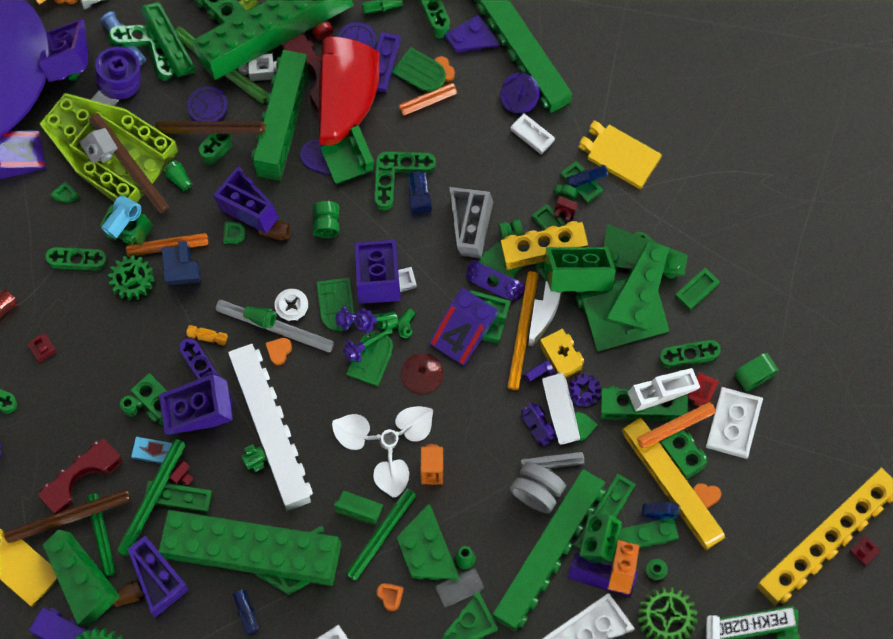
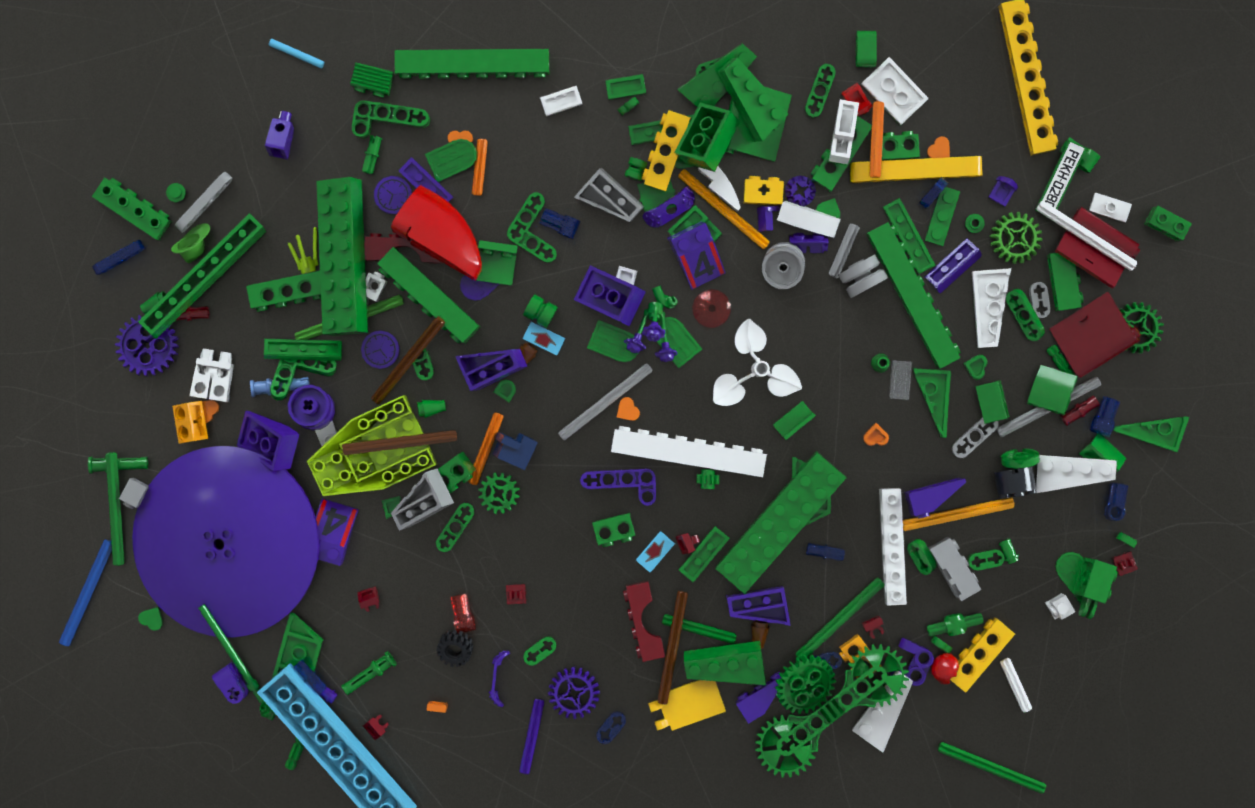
camera: 60 degrees left, 20 degrees up
(81, 210) = (423, 501): none -> light grey wedge
(99, 146) = (374, 459): light grey brick -> none
(124, 211) = (447, 471): medium azure piece -> none
(129, 409) = (610, 557): green pin -> none
(151, 497) = (695, 575): green axle -> none
(196, 405) = (644, 502): dark purple slope -> none
(207, 335) = (582, 459): light orange axle -> none
(261, 316) = (595, 409): green cone -> none
(291, 296) = (592, 387): white gear -> none
(302, 239) = (544, 338): none -> medium azure tile
(323, 31) = (369, 217): red tile -> none
(381, 534) = (824, 415): green axle -> none
(426, 549) = (856, 388): green wing -> none
(432, 464) = (796, 346): orange brick -> none
(471, 36) = (443, 98): dark purple wing -> none
(502, 409) = (785, 254): none -> light grey wheel
(519, 93) = (520, 90): dark purple tile -> none
(566, 208) = (643, 113): dark red tile -> none
(587, 176) = (627, 80): clear blue axle -> none
(600, 538) = (934, 250): green brick -> none
(620, 154) = (620, 40): yellow tile -> none
(623, 567) = (962, 248): orange brick -> none
(697, 289) = (770, 51): green tile -> none
(705, 579) = (1003, 190): none -> dark purple tile
(865, 551) = (1052, 56): dark red tile -> none

